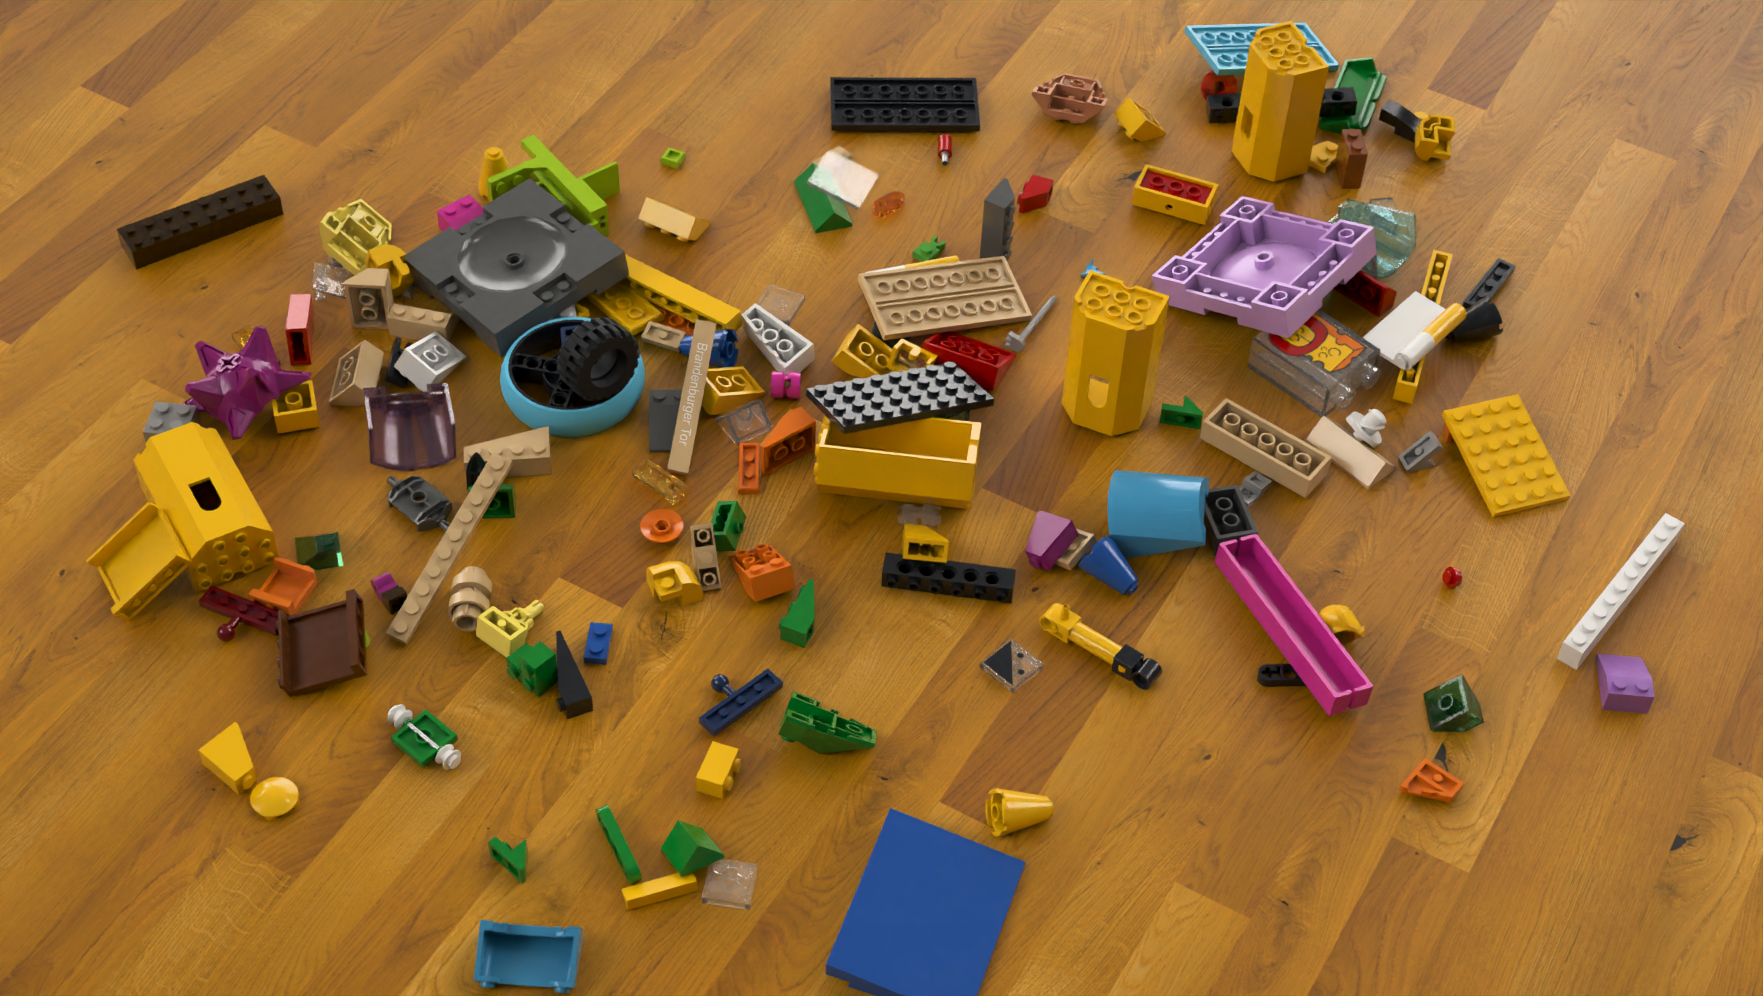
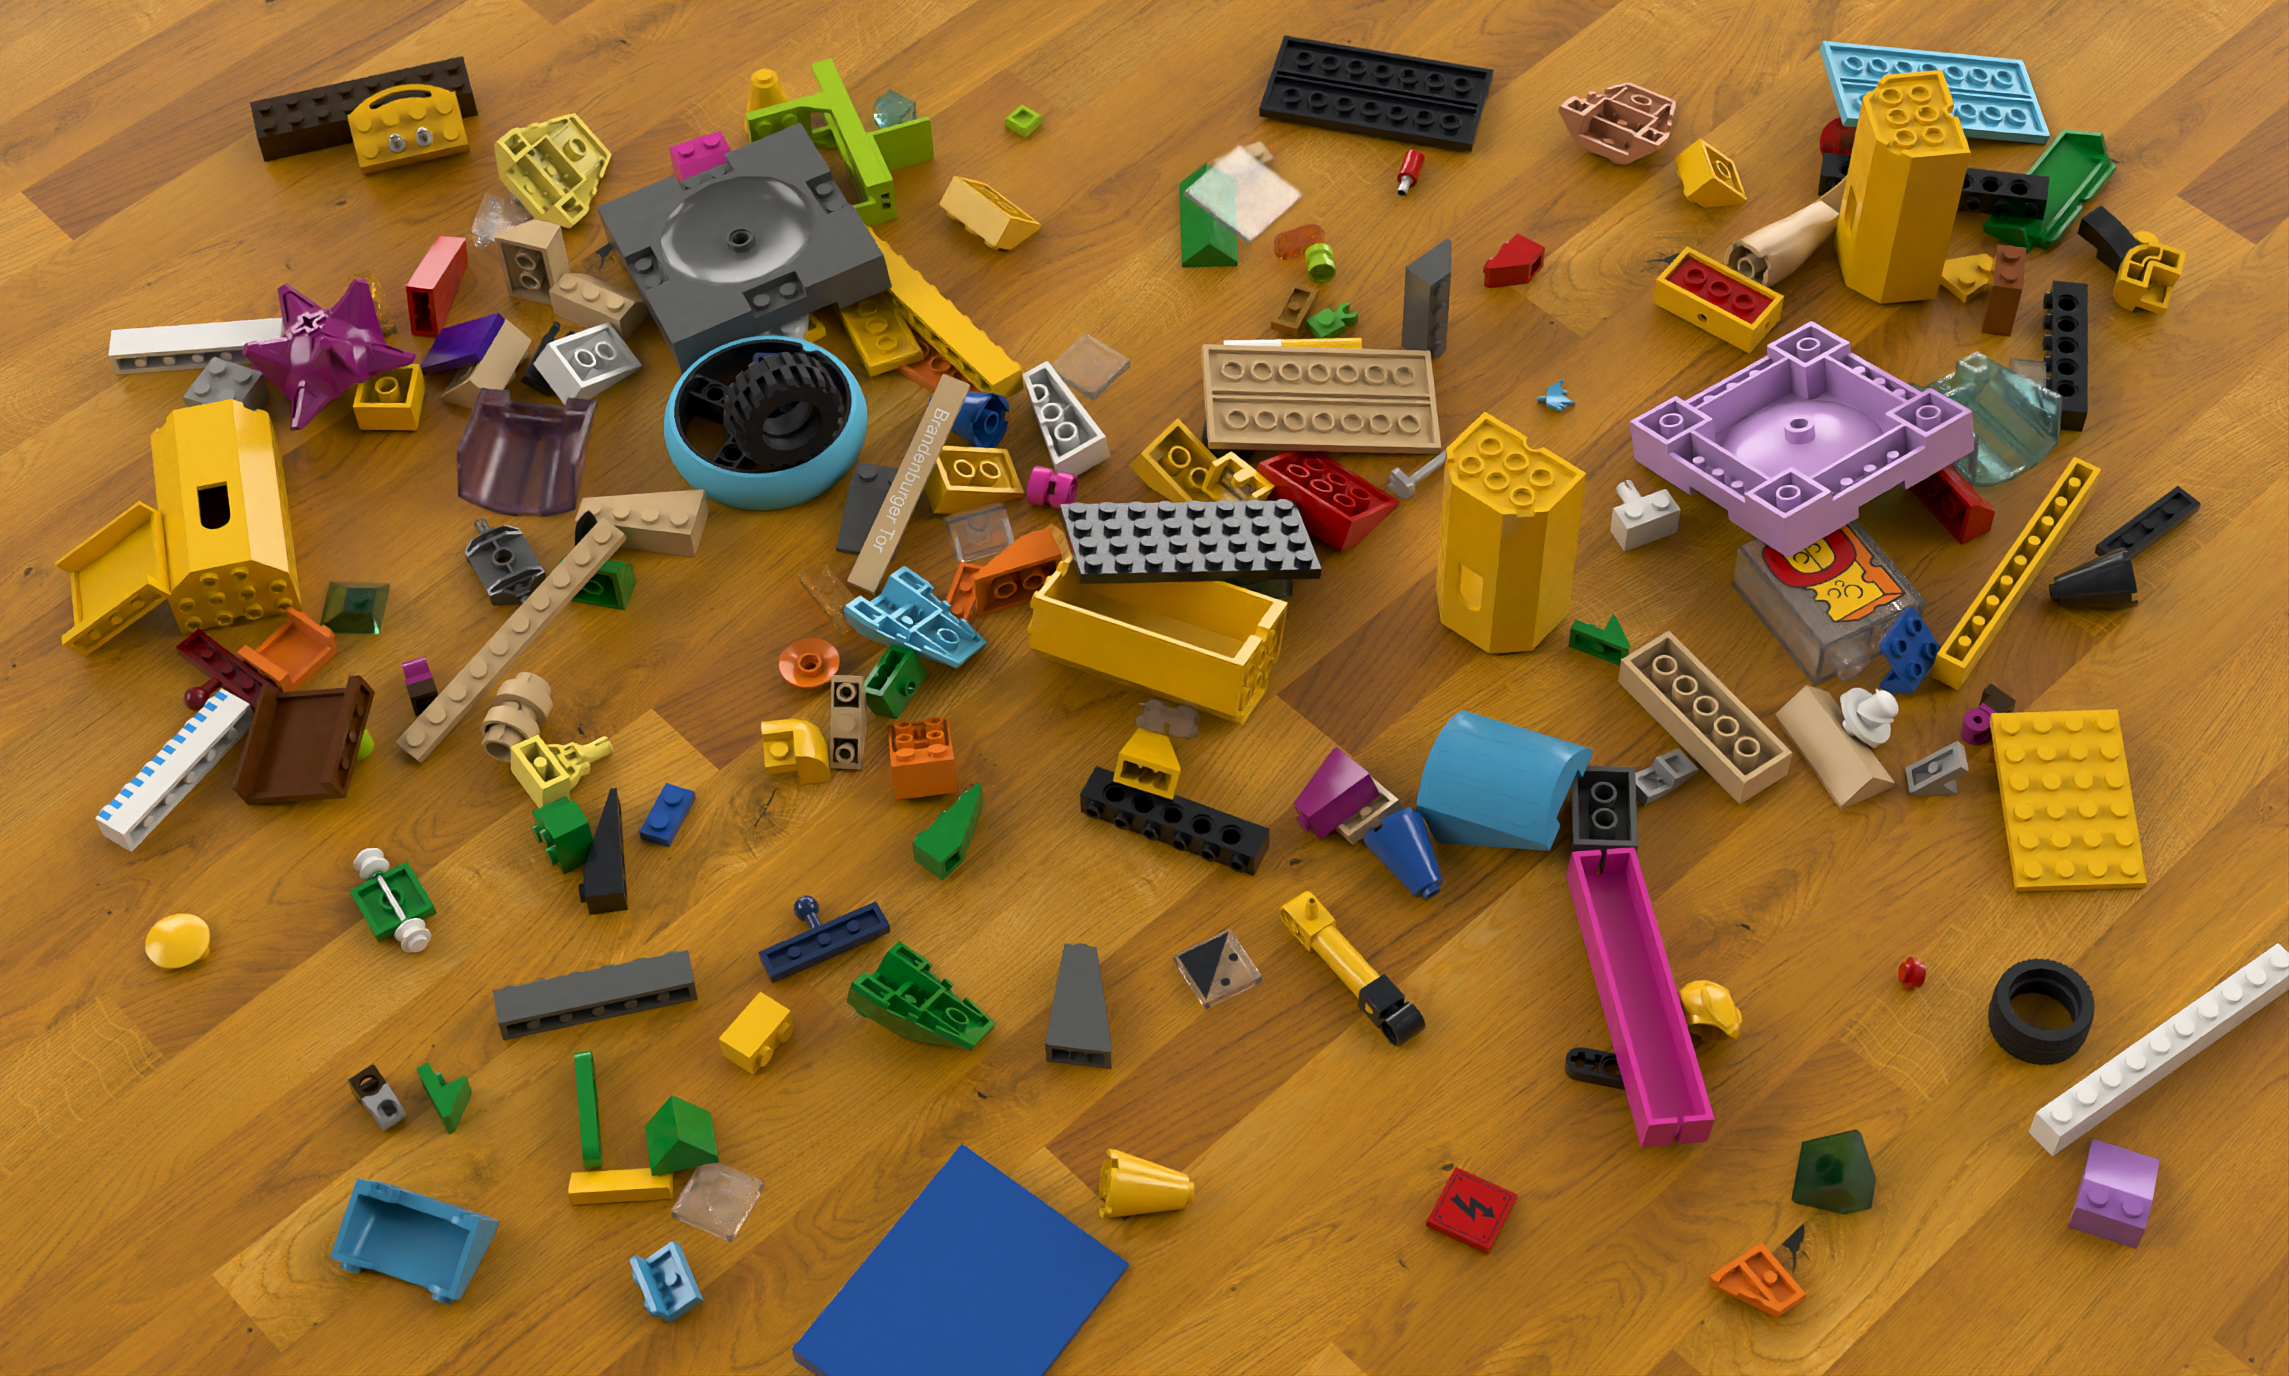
camera: 20 degrees right, 5 degrees up
(131, 398) = (187, 345): none -> white brick
(229, 682) = (175, 770): none -> white brick
(229, 759) = (141, 875): yellow slope -> none
(241, 228) = (407, 128): none -> yellow piece
(336, 362) = (462, 344): none -> dark purple tile
(391, 258) = (579, 222): yellow brick -> none
(464, 869) = (377, 1097): none -> leg
(582, 163) = (893, 110): none -> clear light blue brick
(594, 769) = (595, 994): none -> dark grey brick
(663, 336) = (910, 384): tan plate -> none
(718, 482) = (914, 619): none -> medium azure wedge
(719, 943) = (666, 1283): none -> dark azure bracket
(902, 246) = (1294, 309): none -> pearl gold plate
(909, 214) = (1320, 263): none -> lime wheel
(933, 711) = (1078, 1017): none -> dark grey slope
(1181, 335) = (1643, 518): none -> white brick
(1206, 152) = (1786, 244): none -> tan brick
(1234, 780) = (1471, 1210): none -> red tile
(1380, 385) = (1910, 652): none -> blue bracket
(1399, 185) = (2067, 350): none -> black brick
(1414, 329) = (1991, 578): white door -> none
(1433, 418) = (1976, 722): none -> magenta leg
(1545, 565) = (2045, 978): none -> black tyre

